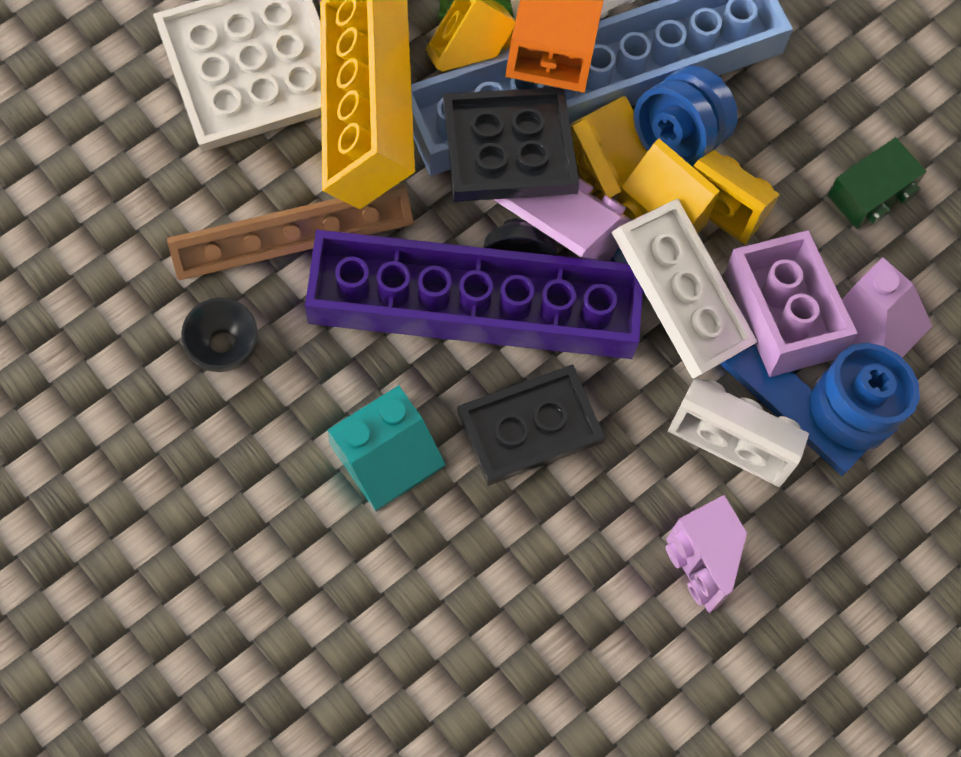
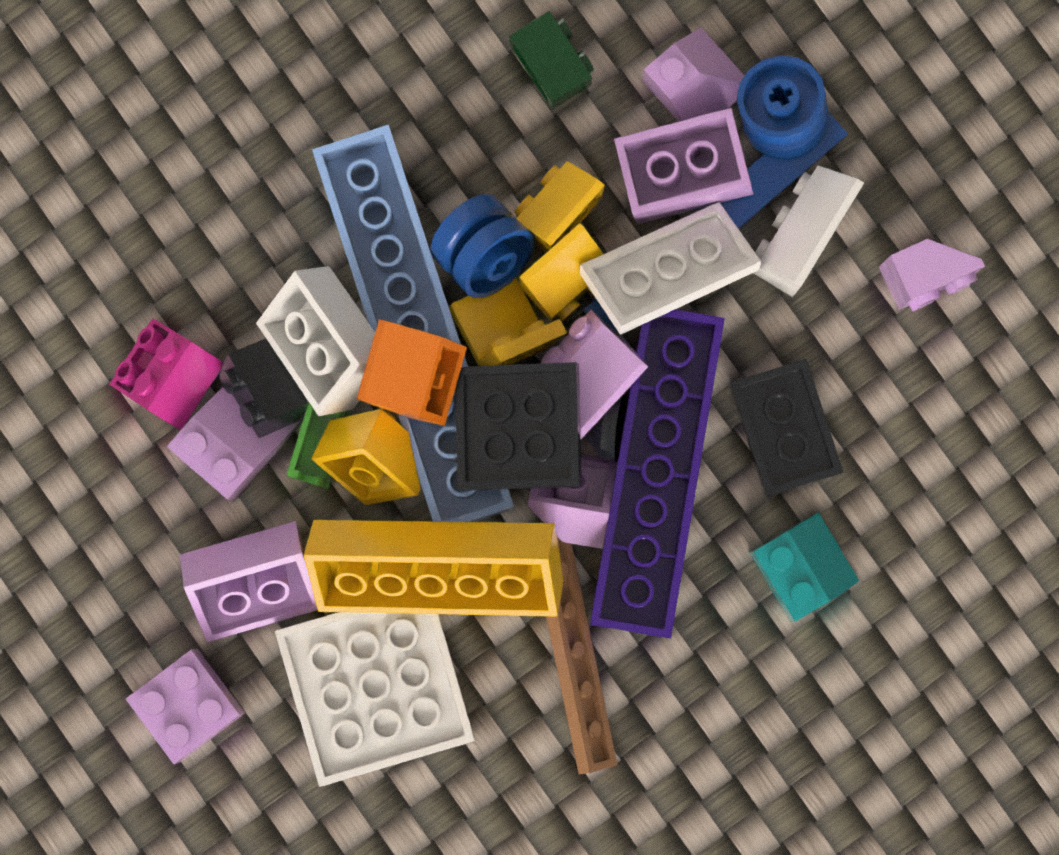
camera: 75 degrees left, 15 degrees up
(218, 317) = (705, 730): black piece -> none
(436, 218) = (579, 511): none -> lavender slope

